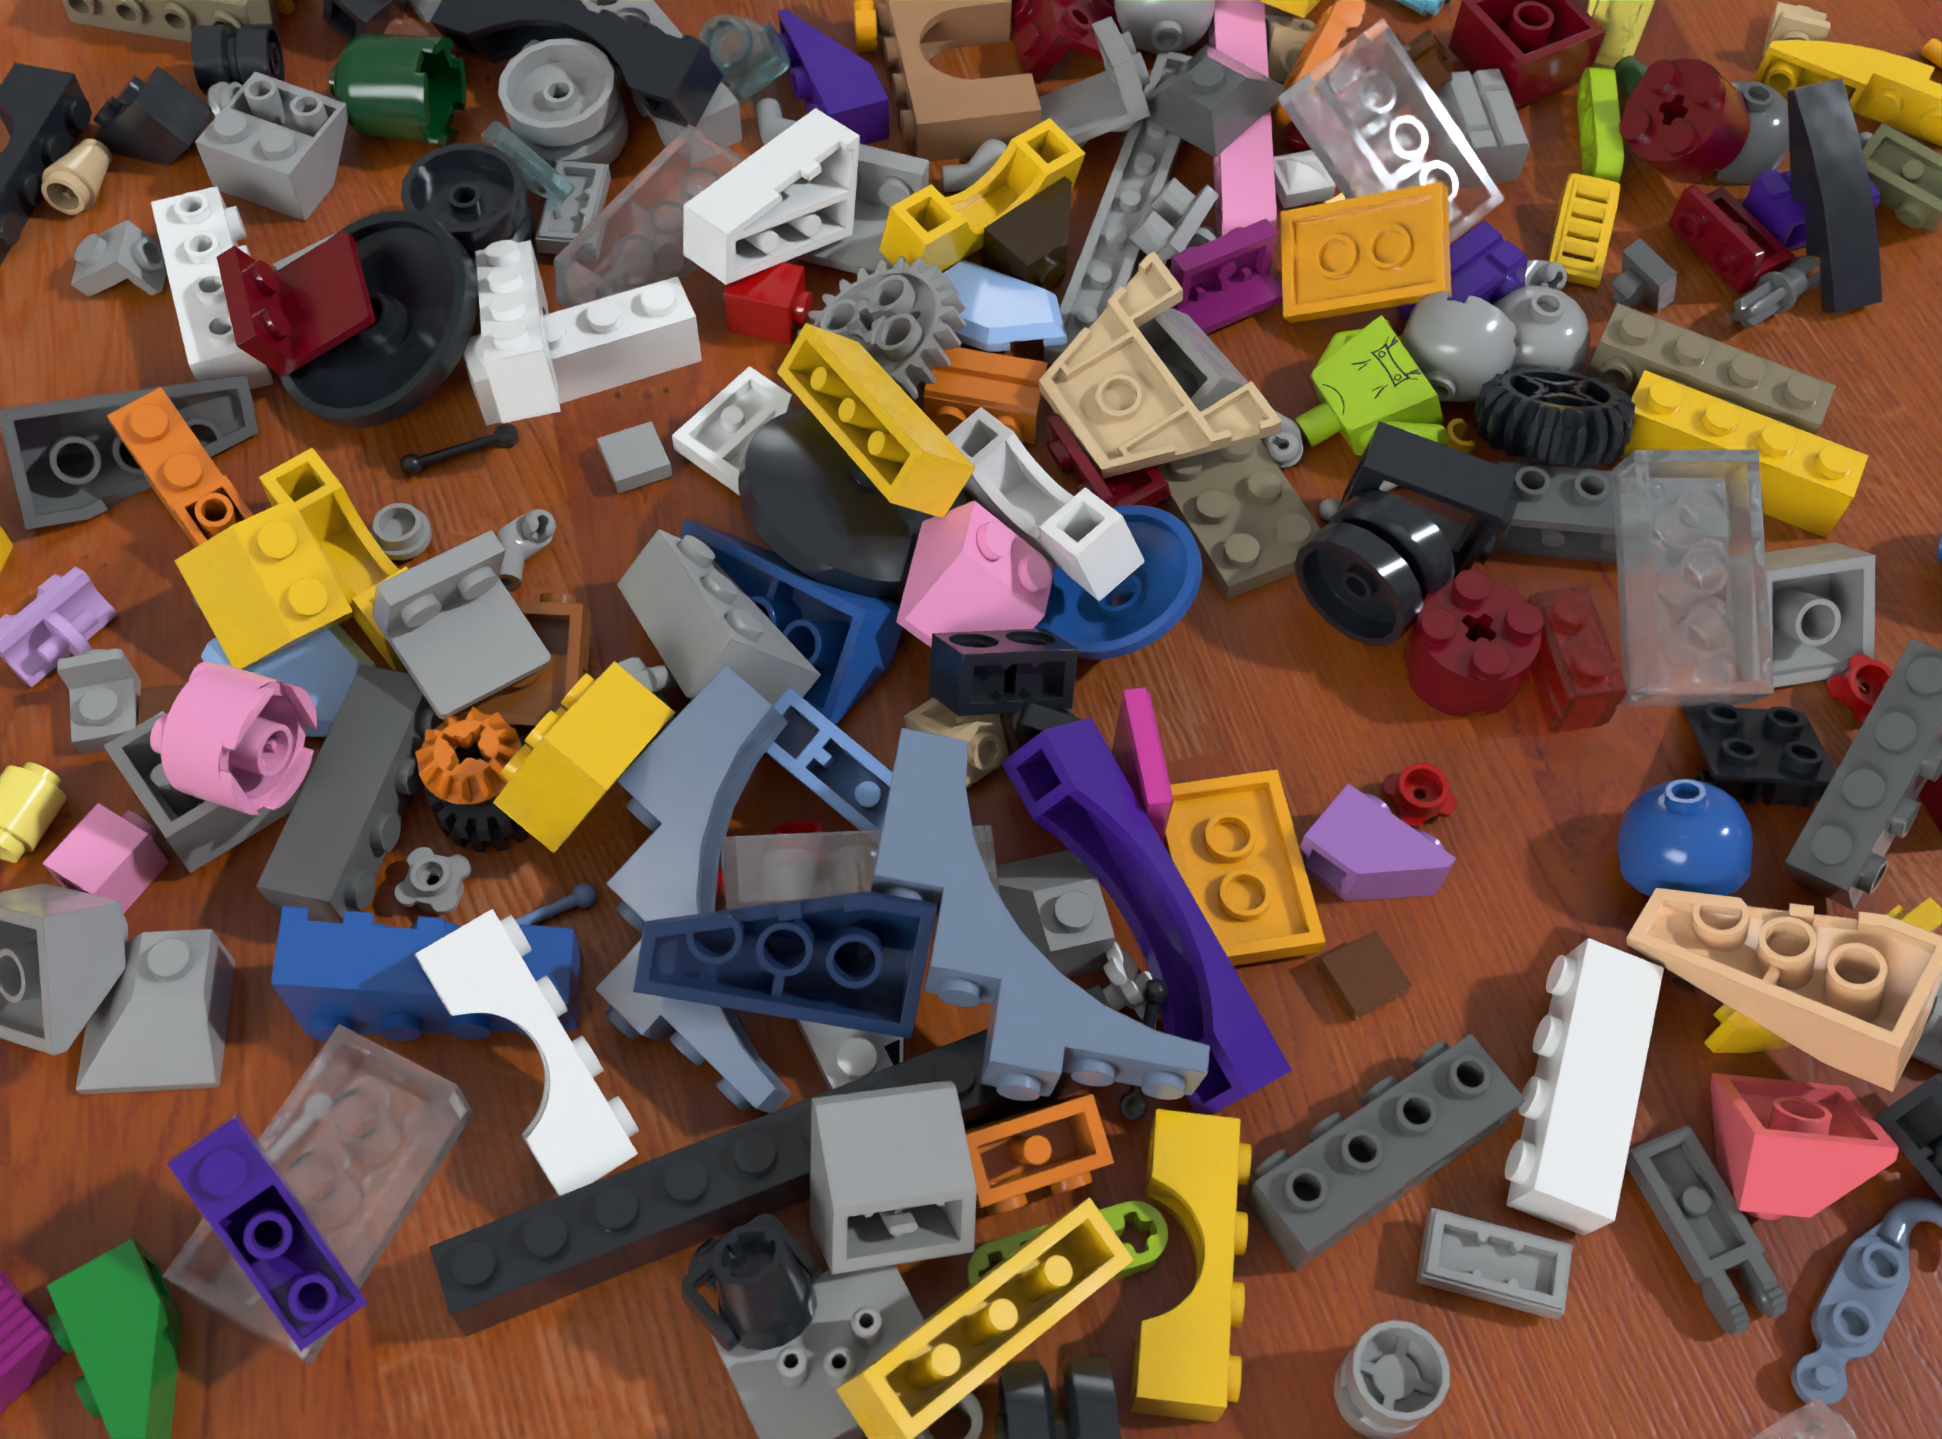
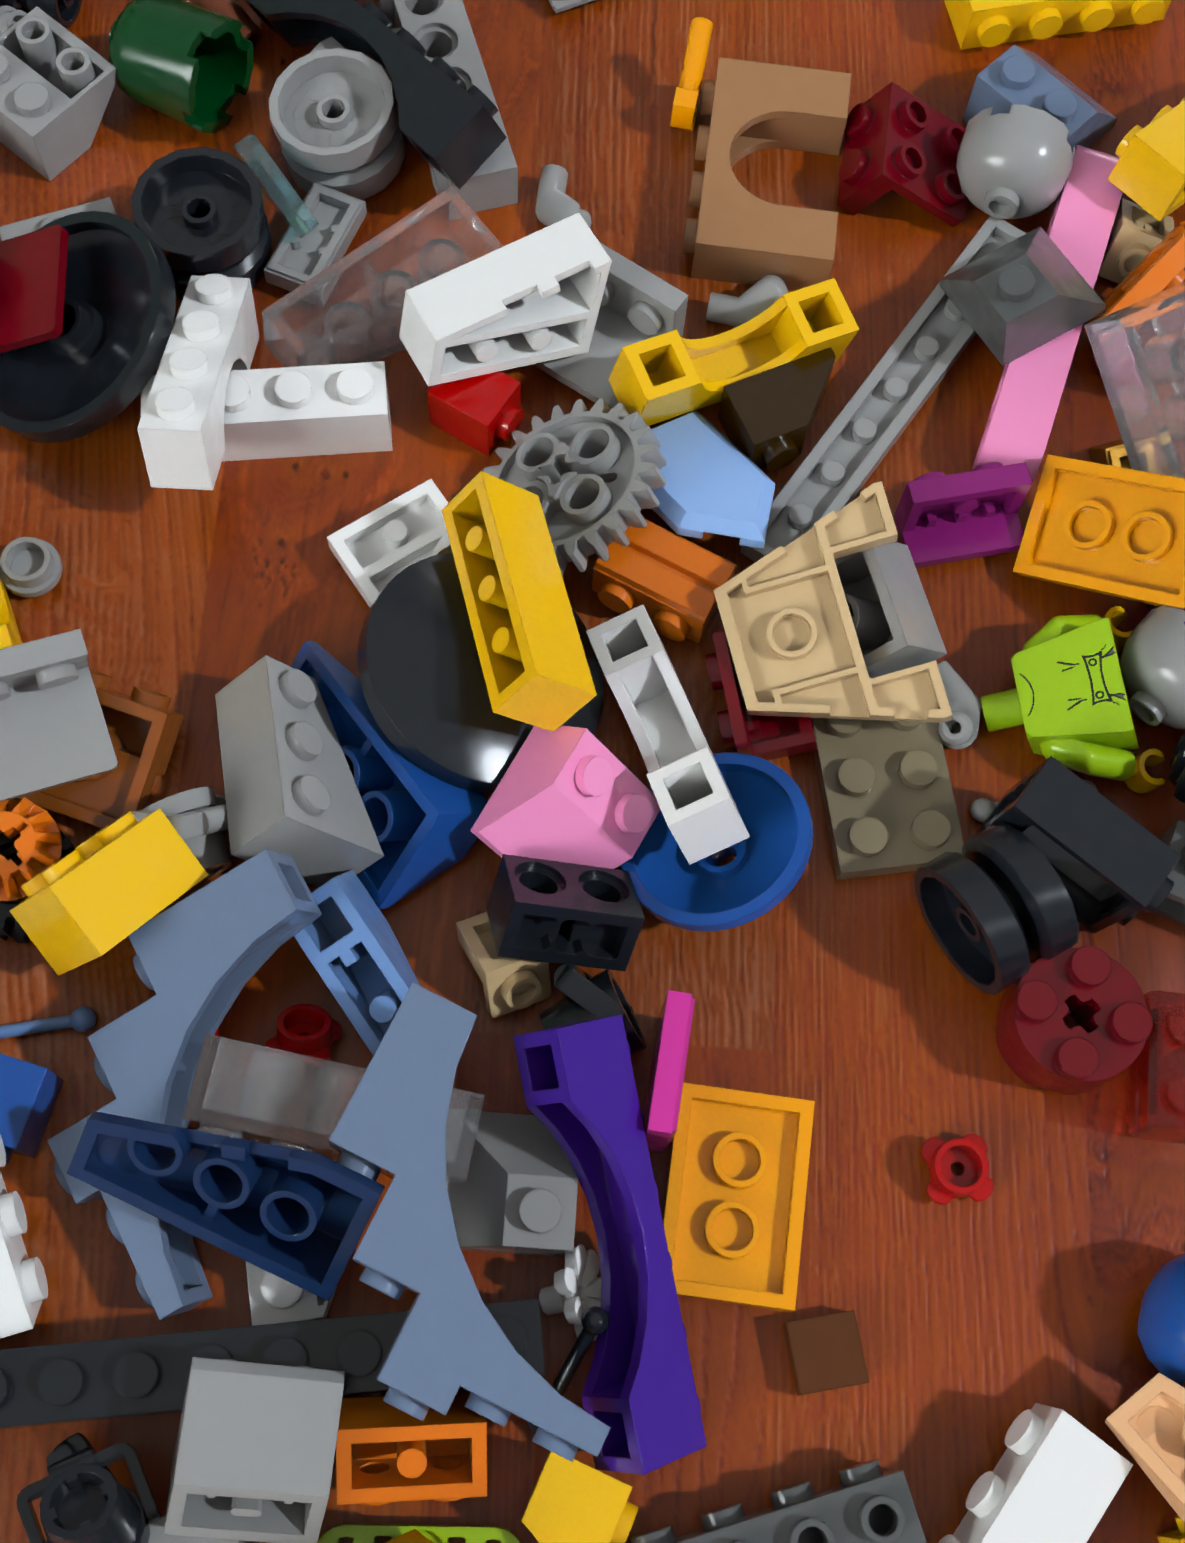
camera: 15 degrees right, 10 degrees up
(504, 436) = (68, 491): black hinge -> none
(521, 541) = (139, 612): light grey arm -> none
(634, 457) = (286, 546): light grey tile -> none
(745, 53) = (545, 106): clear light blue piece -> none
(834, 80) = (632, 166): dark purple slope -> none
(1106, 100) = (903, 262): light grey bracket -> none
(1184, 214) = (934, 448): light grey hips -> none
(1301, 179) = (1087, 409): white tile -> none
(1371, 853) = (878, 1224): medium lavender slope -> none

